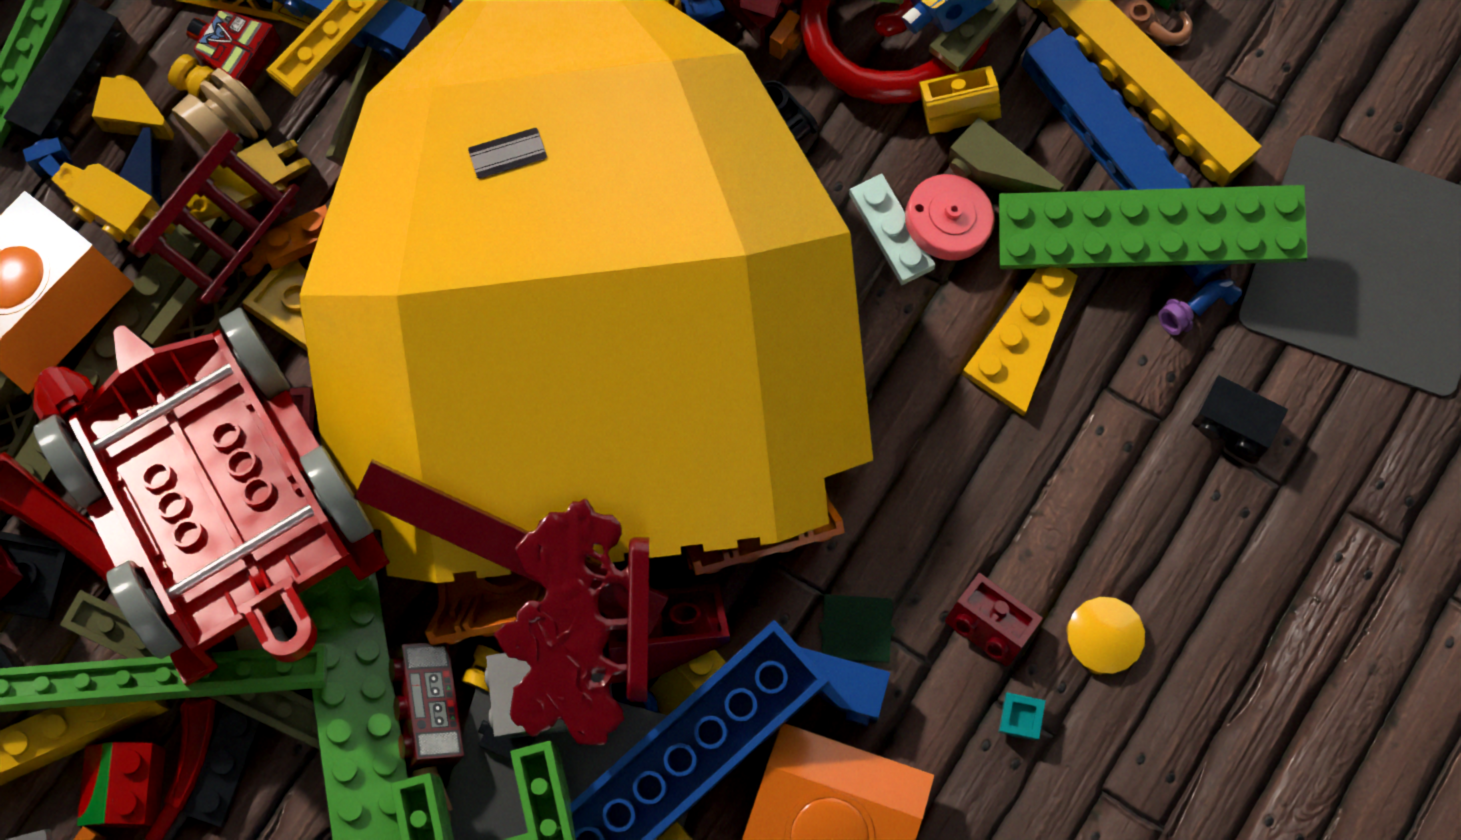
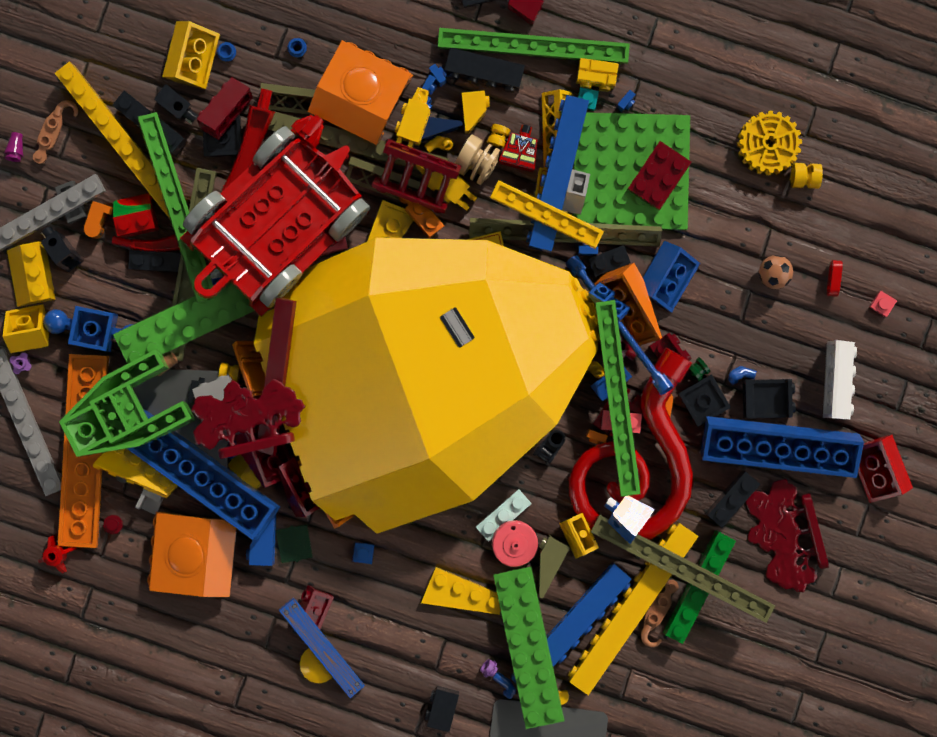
camera: 75 degrees right, 15 degrees up
(172, 177) = (439, 142): none -> yellow arm
(426, 706) = (203, 350): brick -> none
(751, 584) = (296, 488): none -> dark red slope
(905, 498) = (363, 553): none -> blue plate
(1021, 716) = (269, 631): teal plate -> none
(1073, 615) = (321, 647): none -> blue tile

